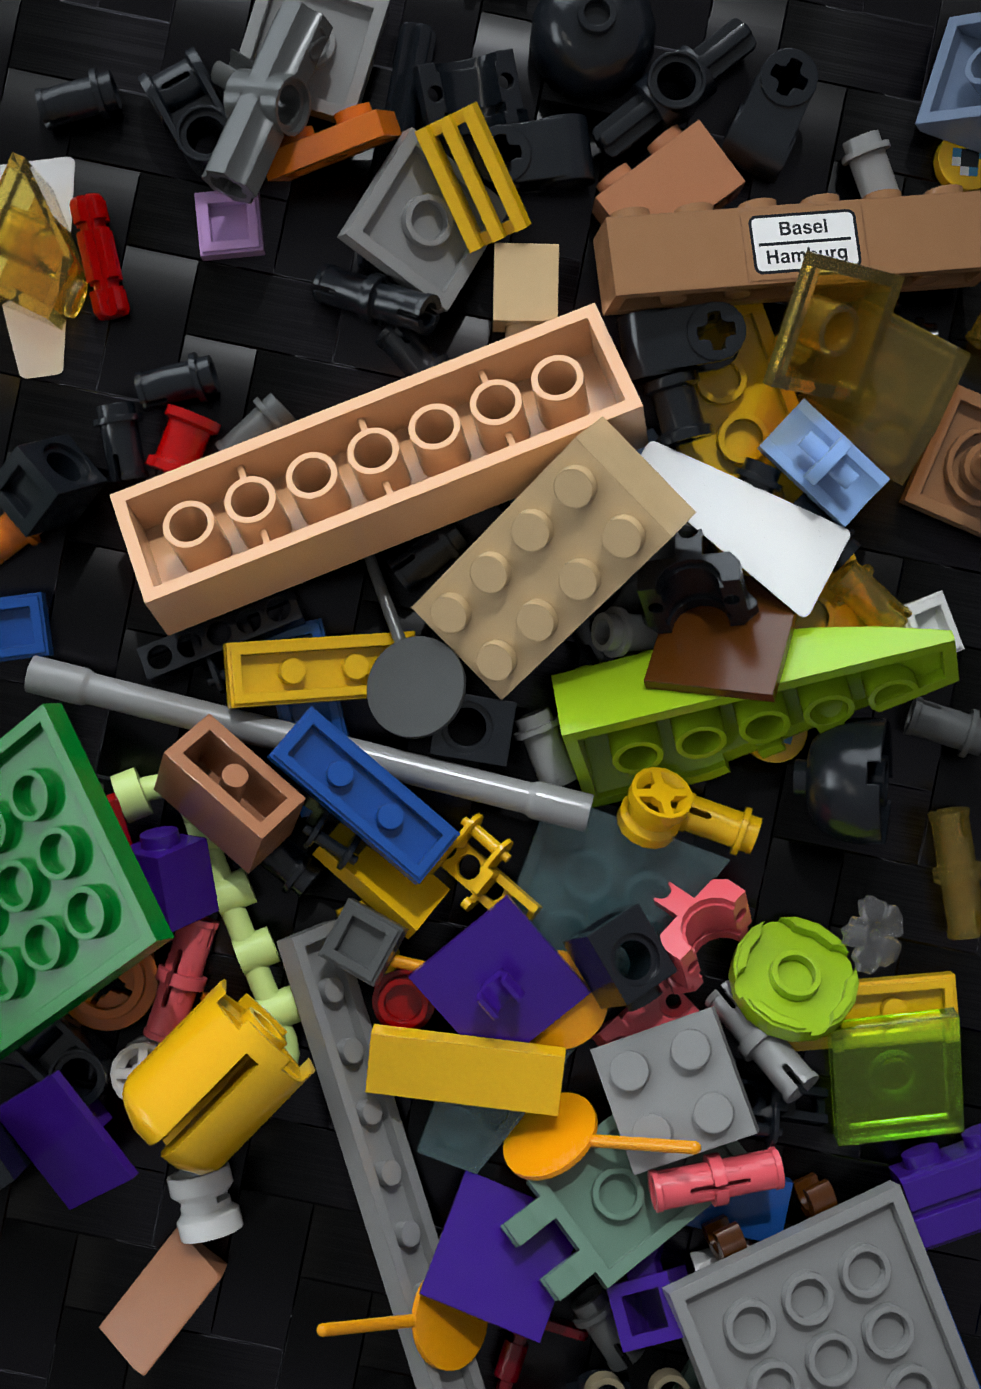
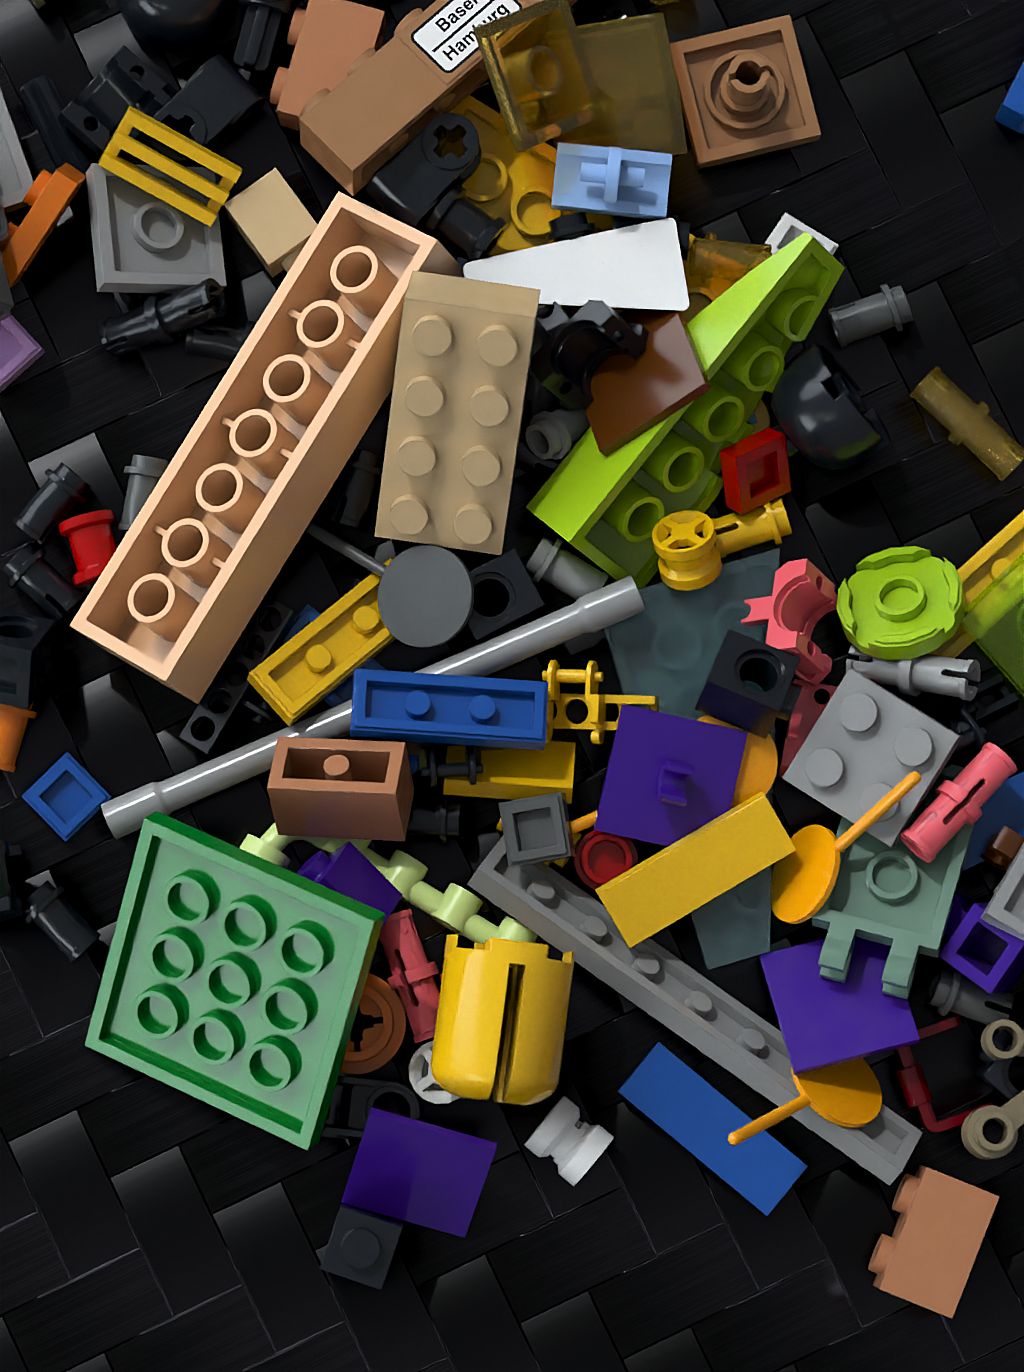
camera: 40 degrees left, 5 degrees down
(162, 1301) = (594, 1250): nougat slope -> none
(325, 1270) = (702, 1122): none -> blue tile
(758, 785) = (755, 470): none -> red plate
(874, 934) = (940, 521): clear plant -> none

